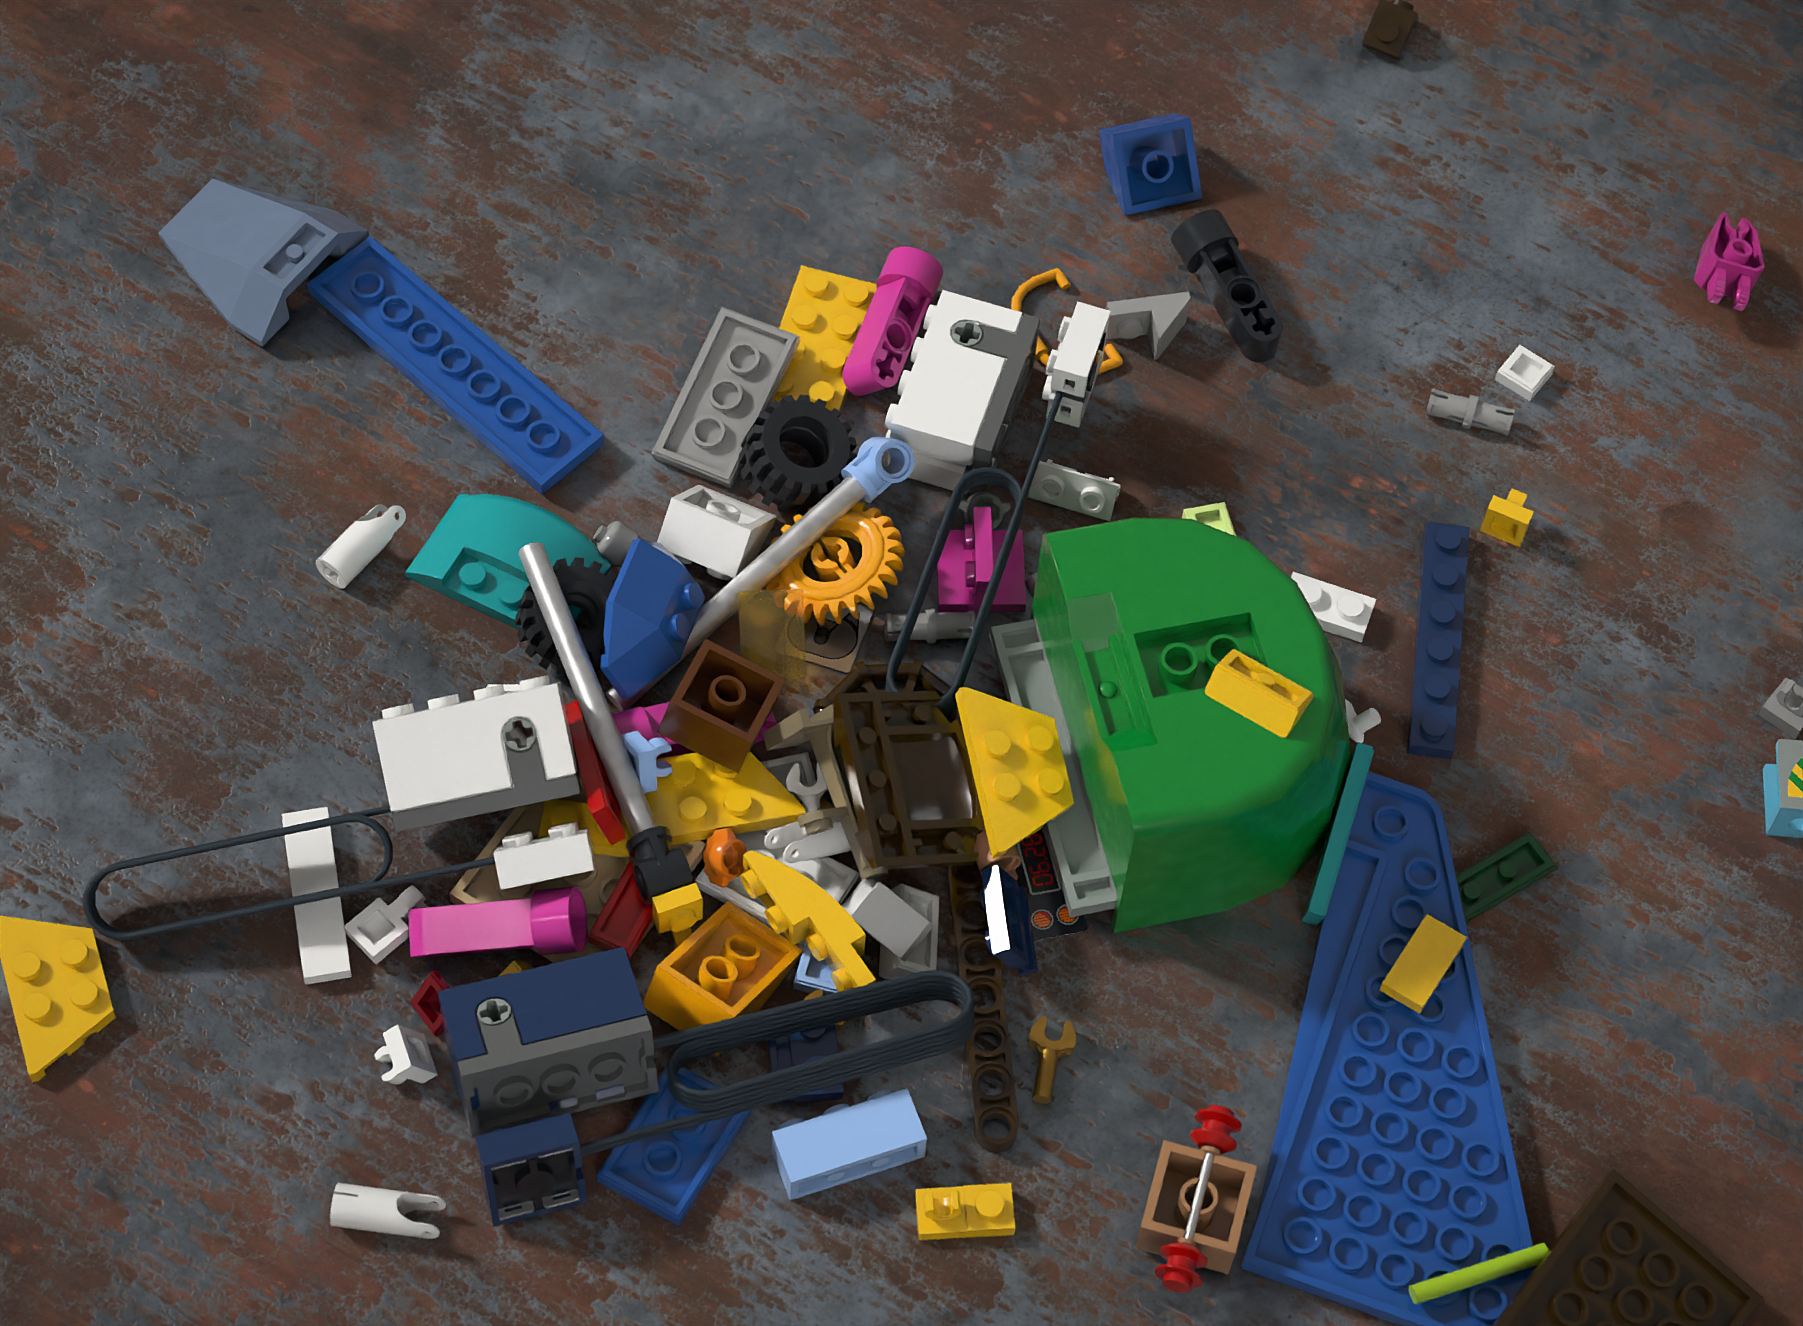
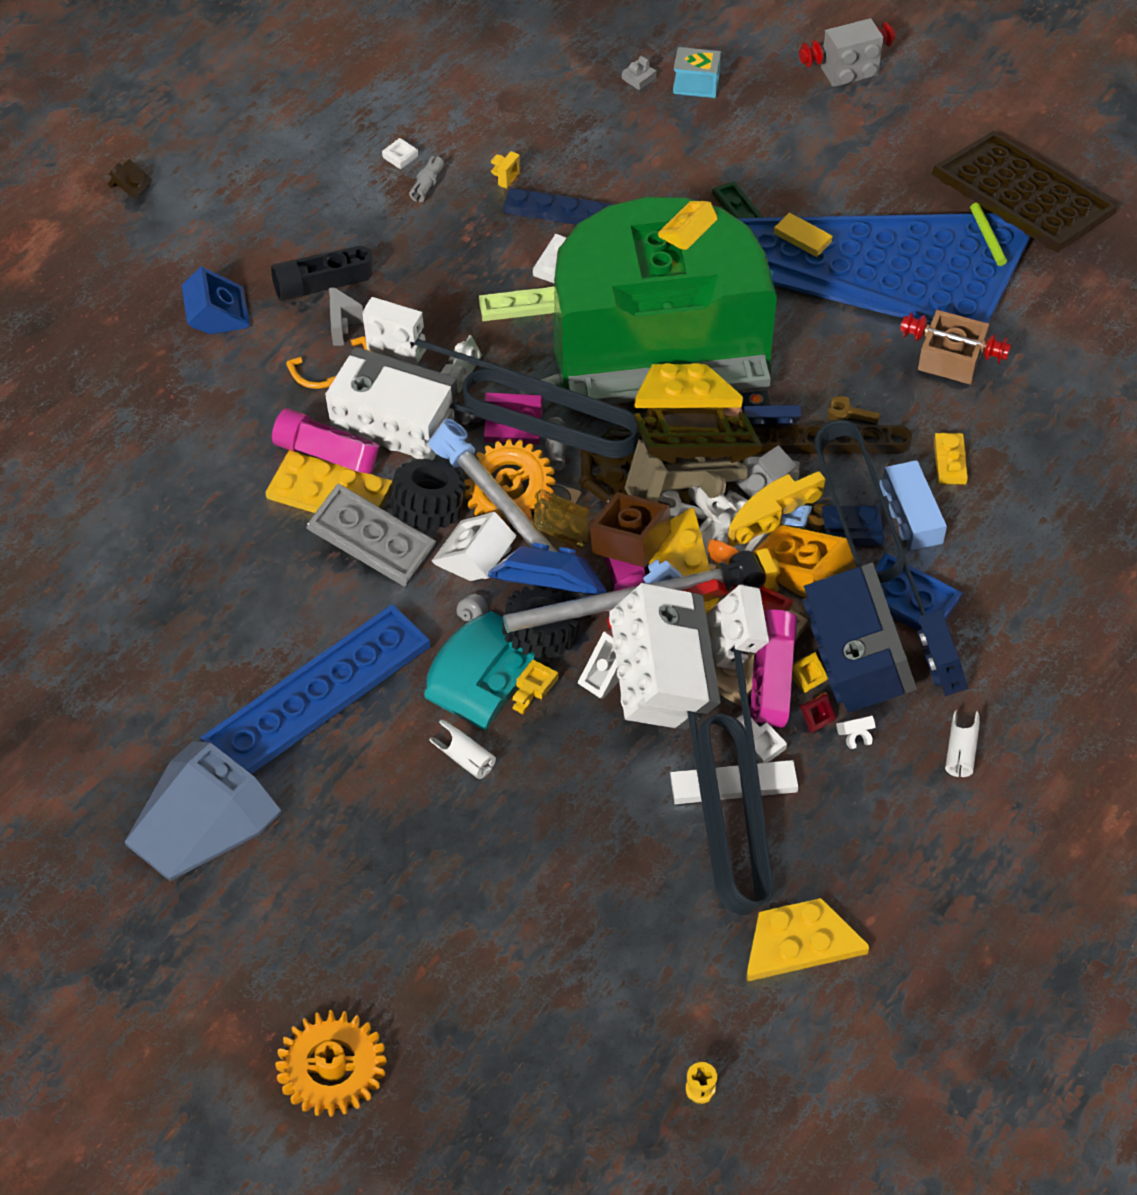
camera: 80 degrees left, 5 degrees down
(476, 626) = (533, 681): none -> yellow plate
(1730, 262) = (341, 50): dark pink hinge -> none

